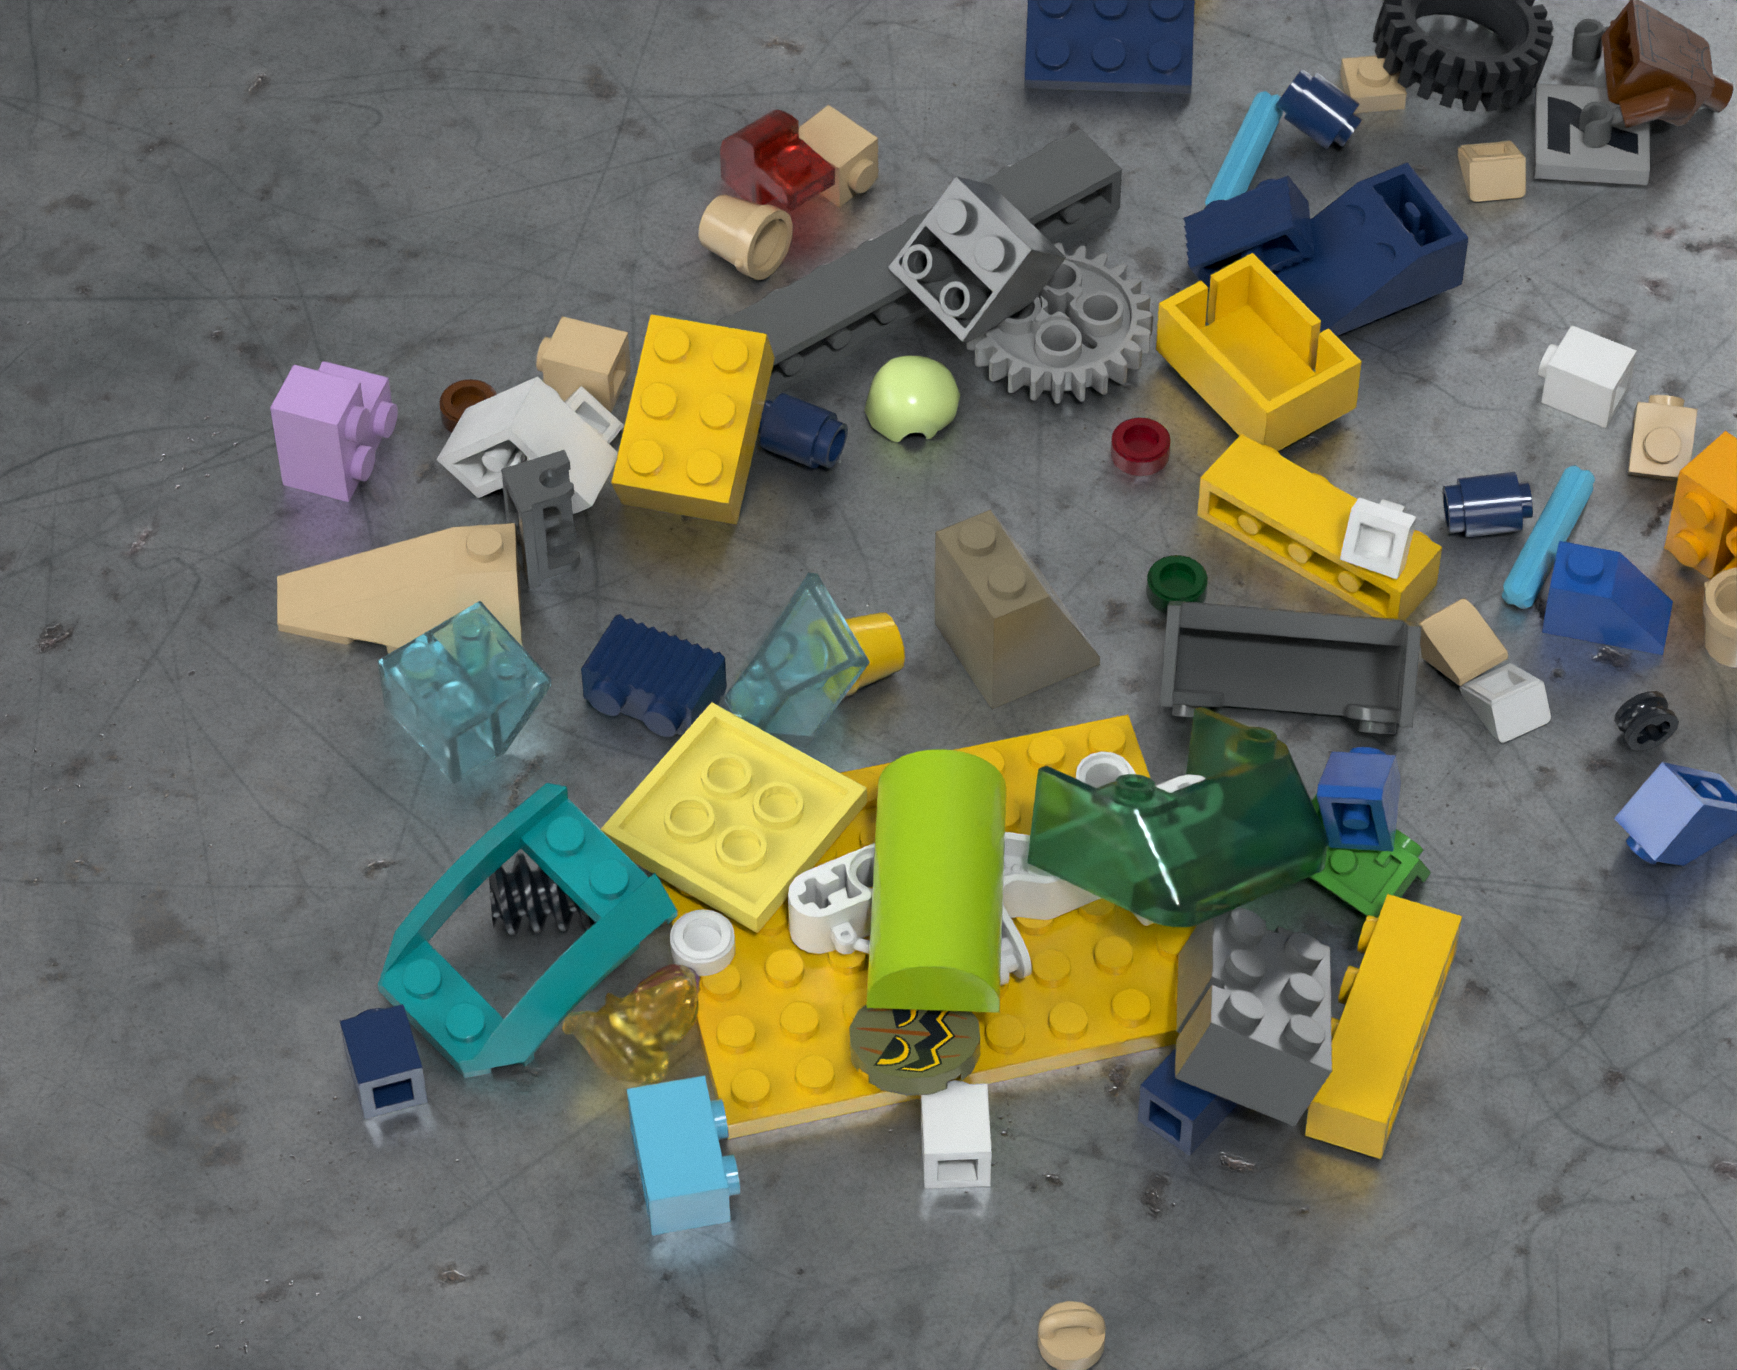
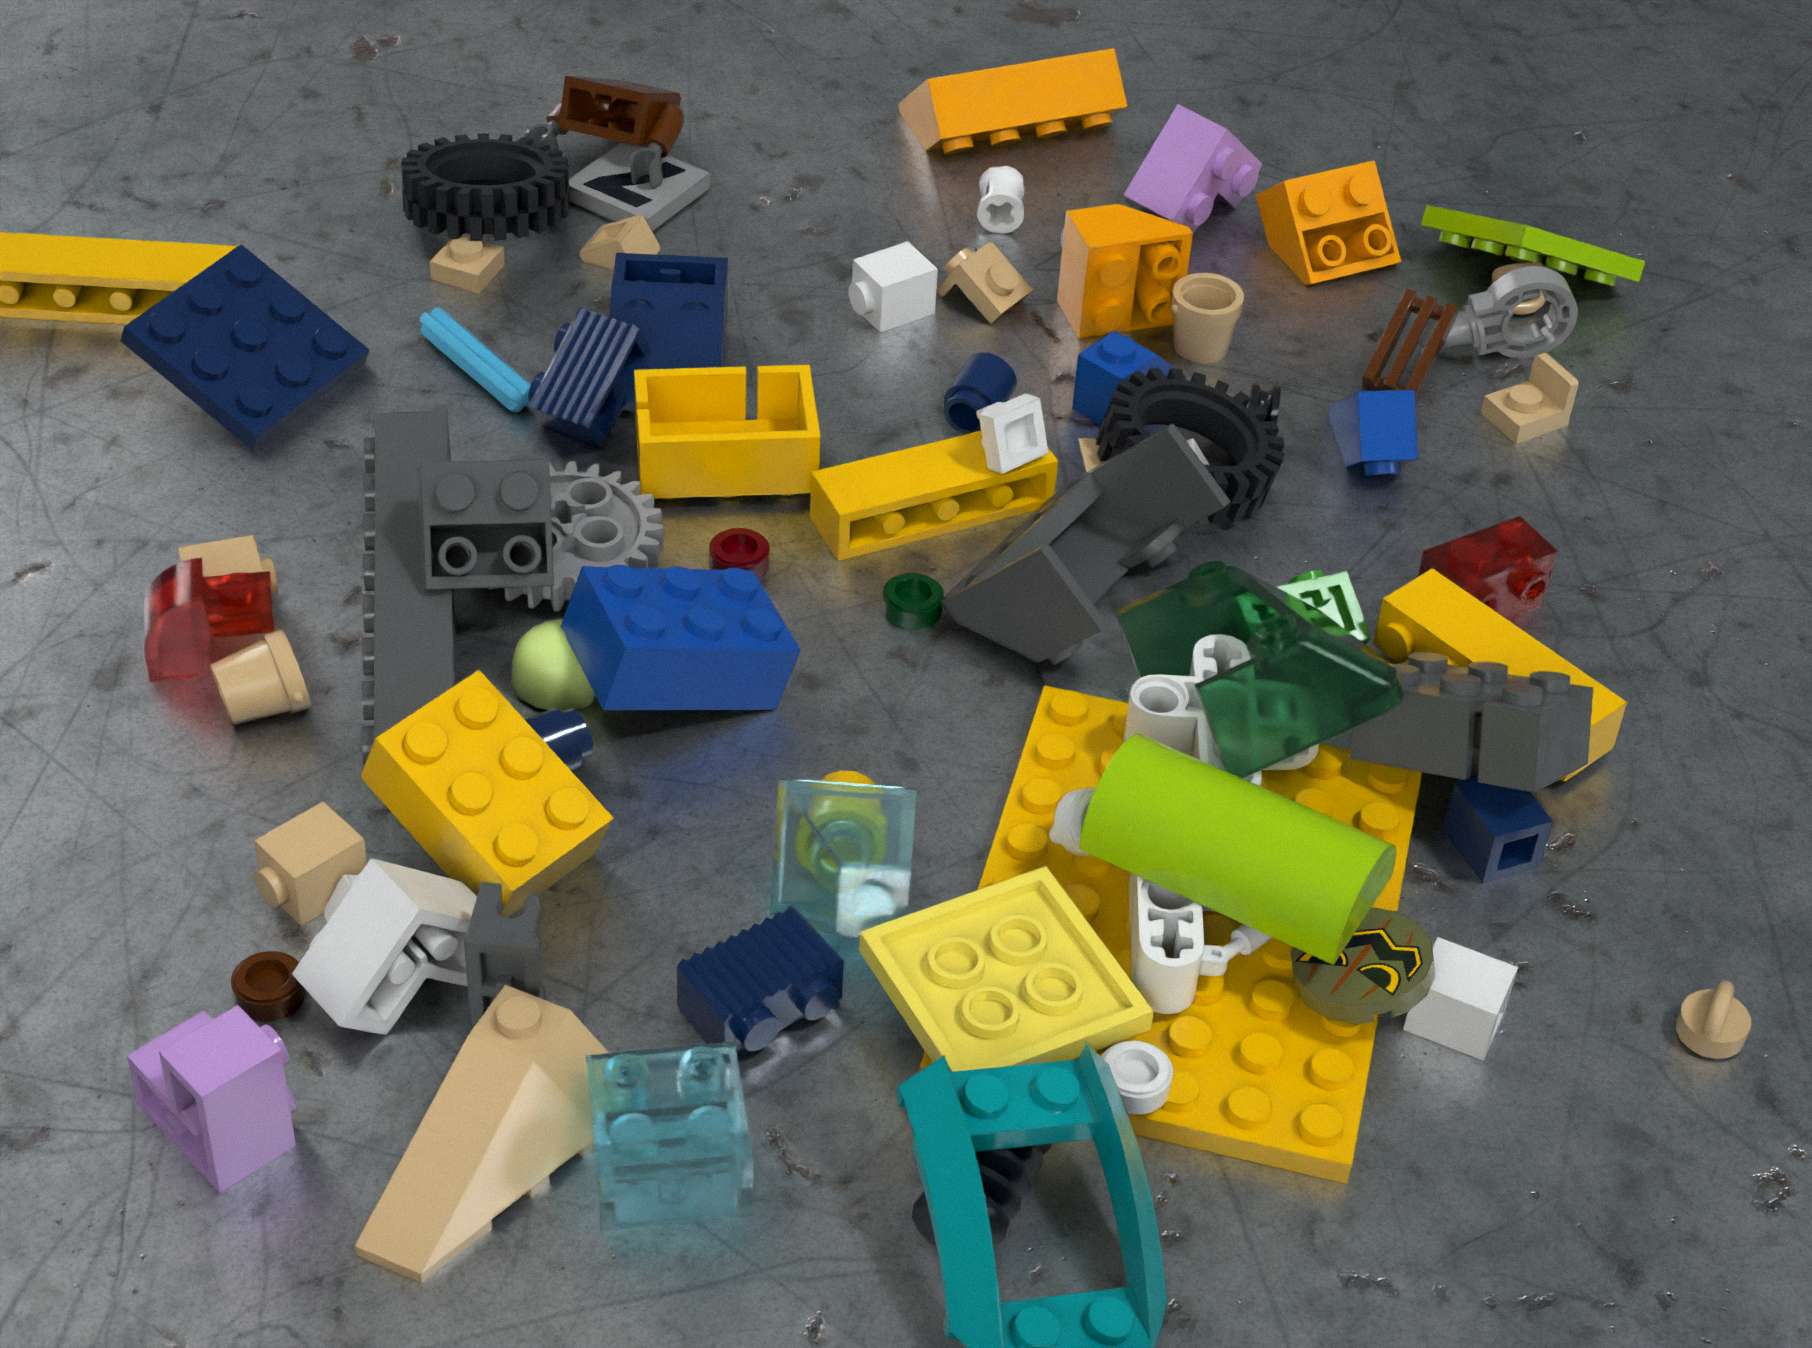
camera: 65 degrees left, 10 degrees down
(637, 1032) = (1199, 1165): clear yellow hair -> none
(680, 1155) = (1374, 1216): medium azure brick -> none
(959, 441) = (679, 639): none -> blue brick
(1003, 613) = (896, 694): dark tan slope -> none
(1319, 109) = (480, 290): dark blue brick -> none
(1360, 799) = (1298, 546): blue slope -> none
(1499, 740) = (1208, 413): none -> black tyre
(1521, 974) = (1499, 565): none -> clear red brick
(1541, 546) = (1056, 402): medium azure axle -> none

